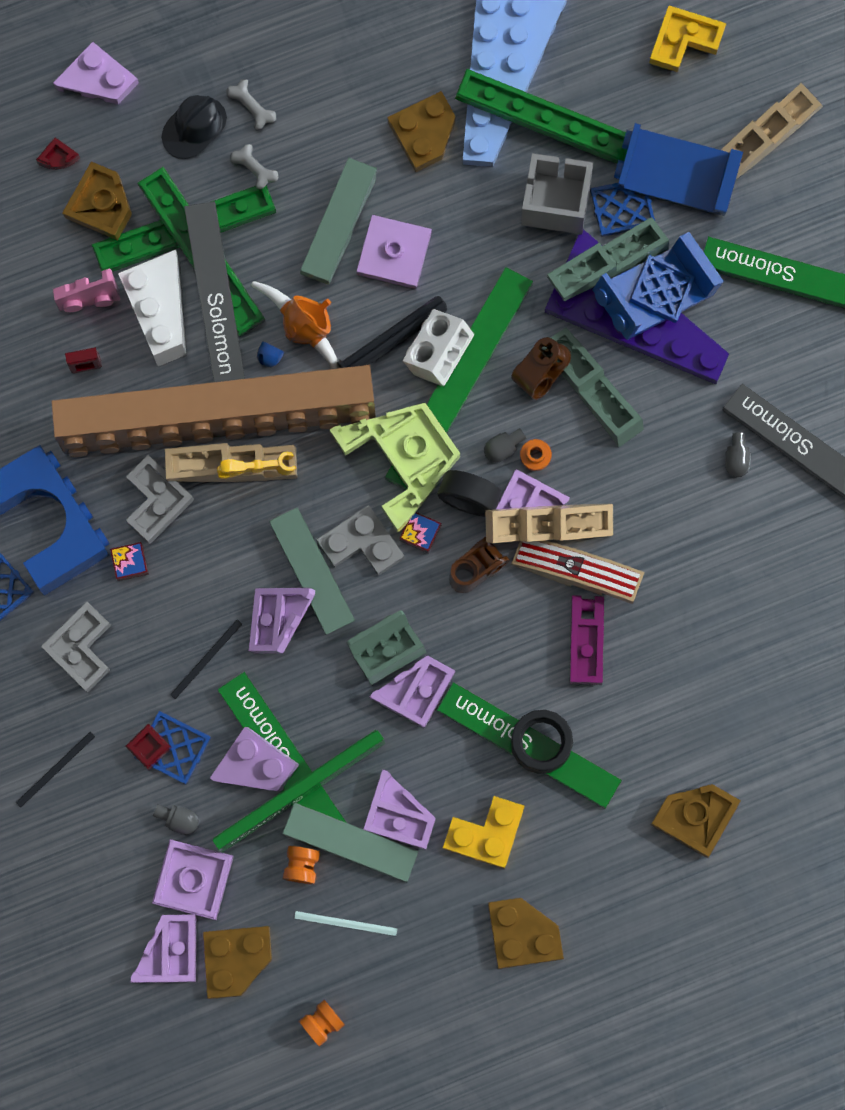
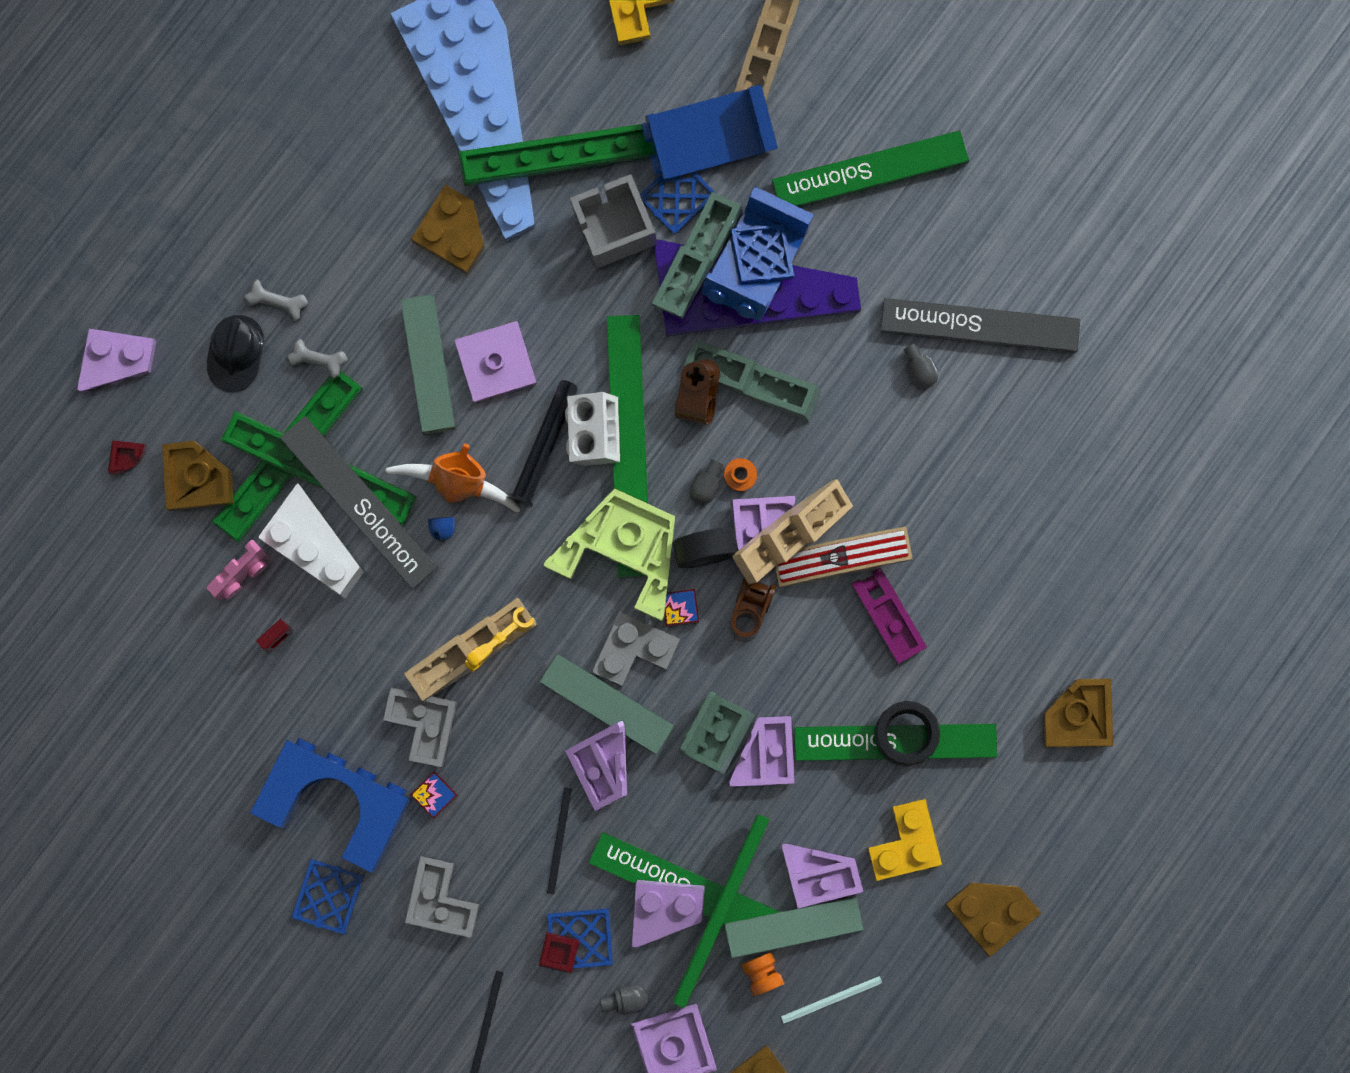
camera: 35 degrees left, 5 degrees up
(213, 410) = (427, 611): medium nougat brick -> none

